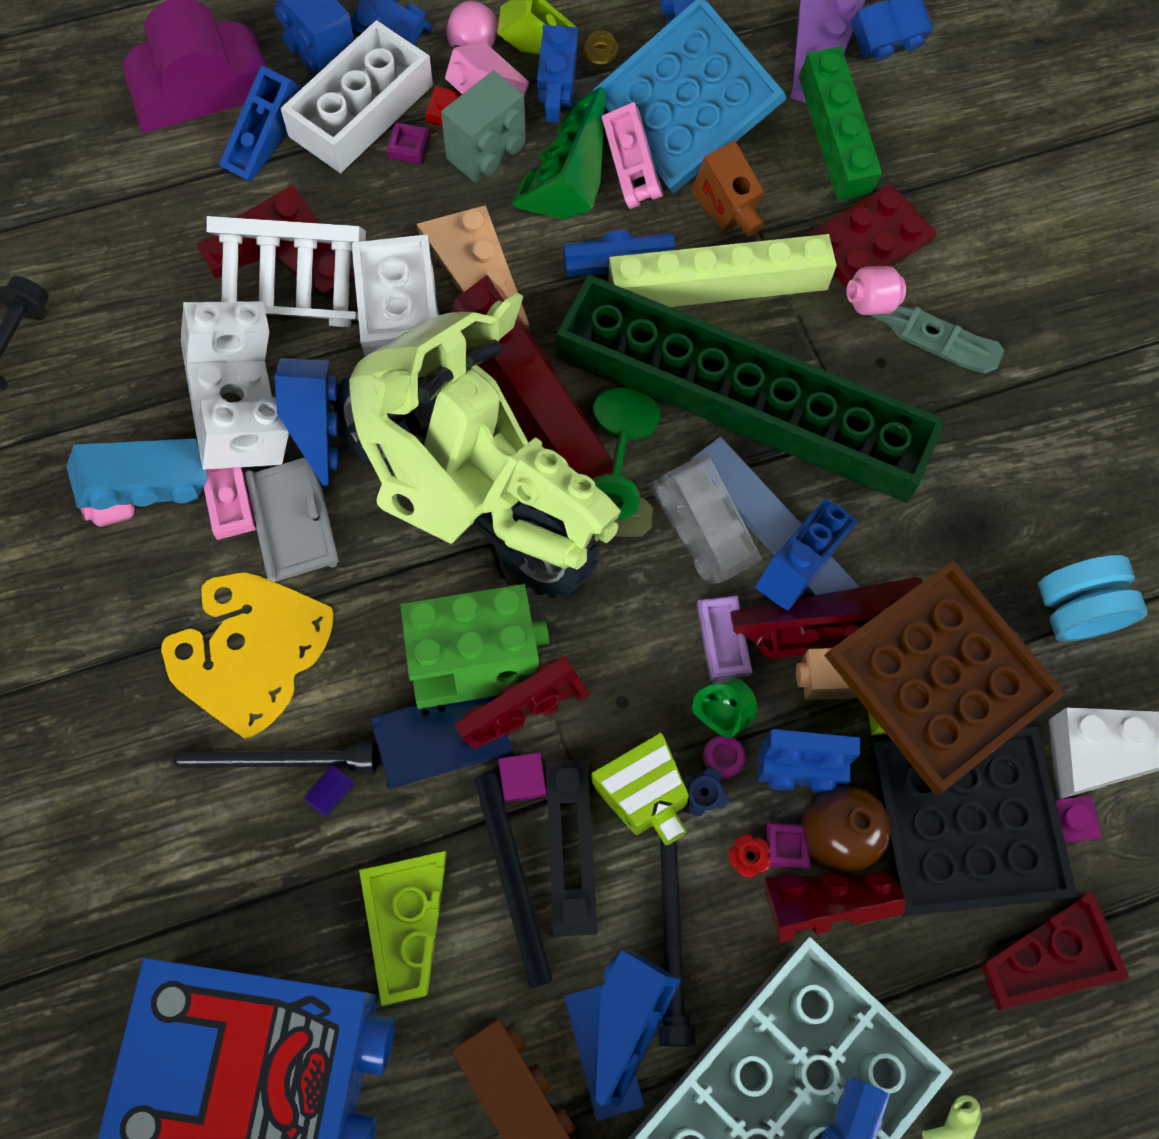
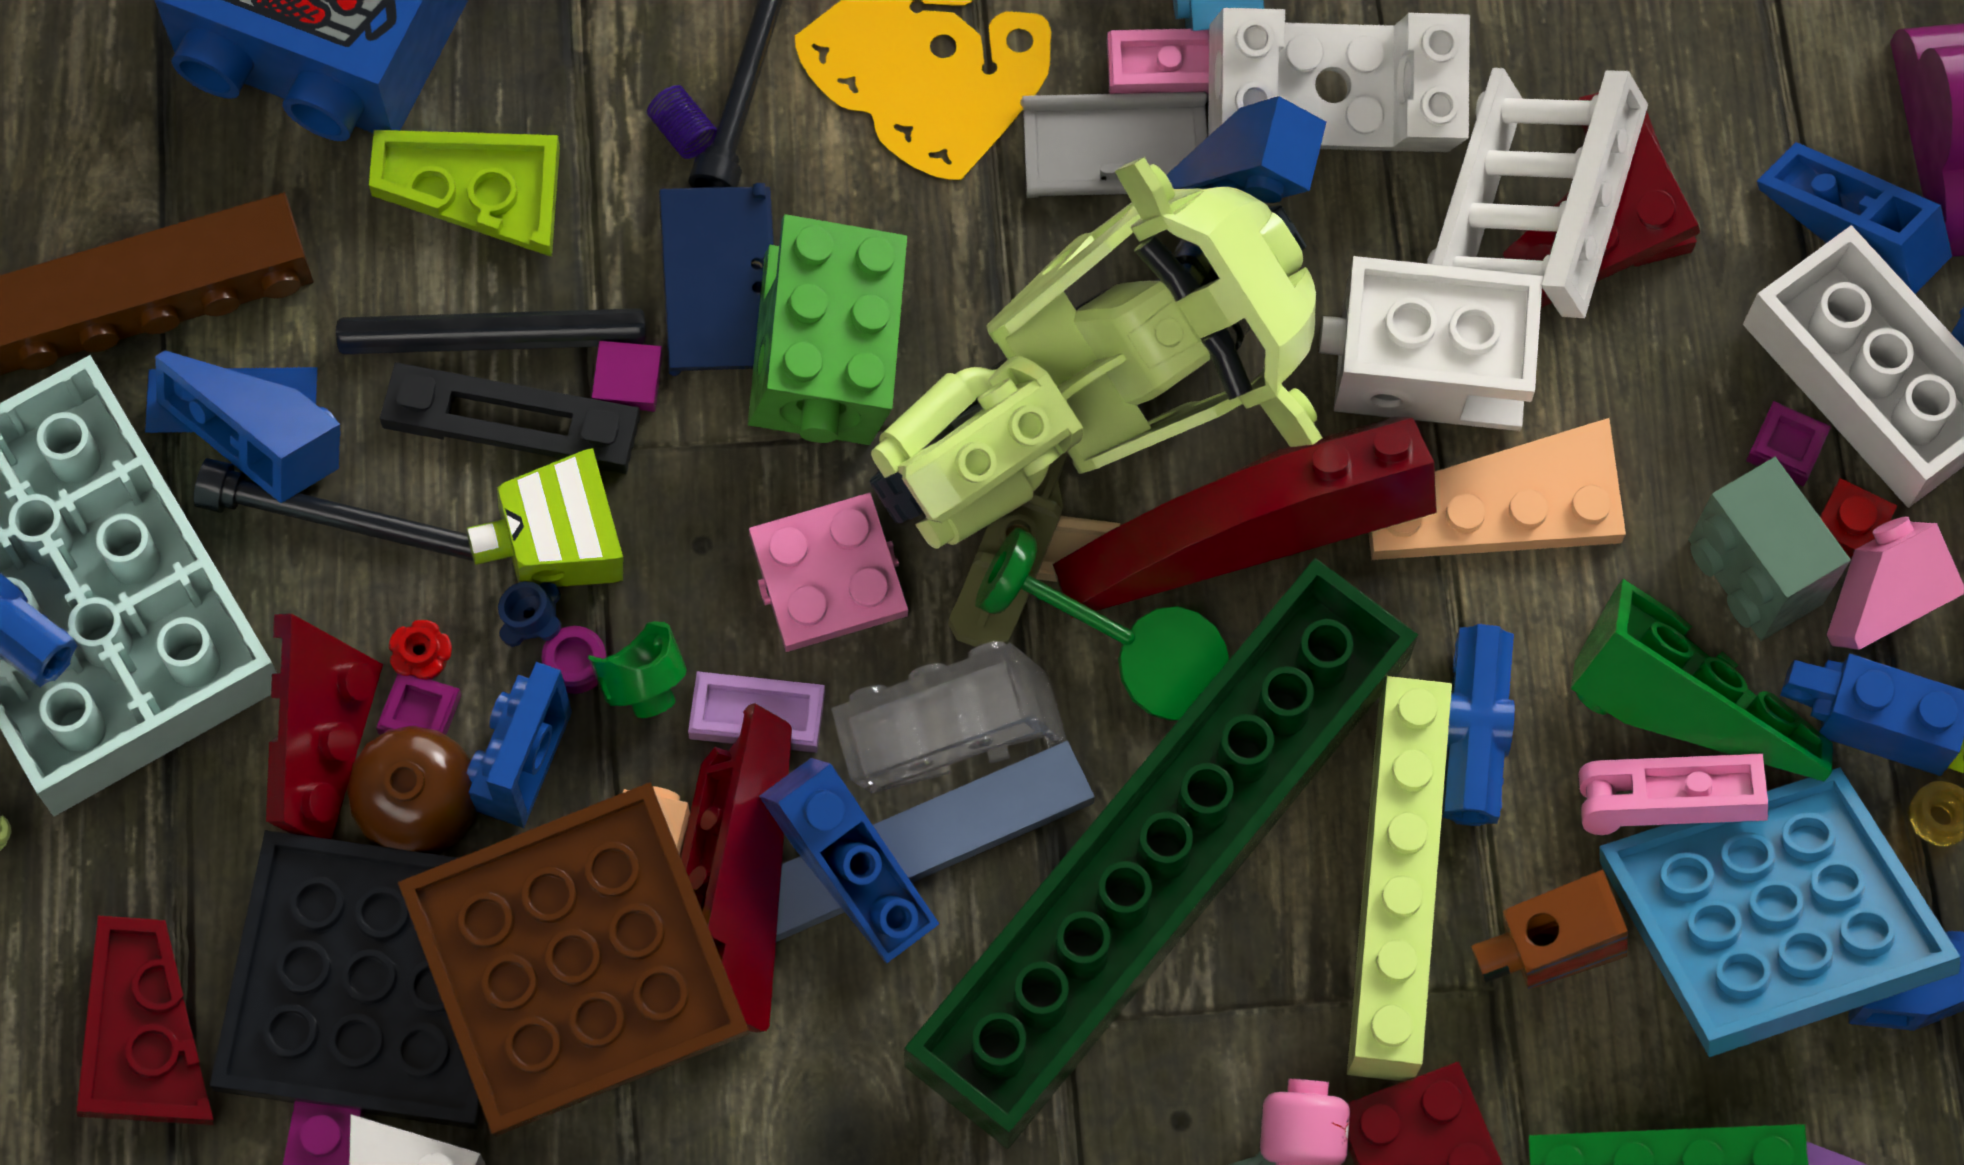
camera: 105 degrees right, 0 degrees up
(536, 695) = (732, 416): dark red wing -> none
(624, 617) = (828, 572): none -> bright pink plate

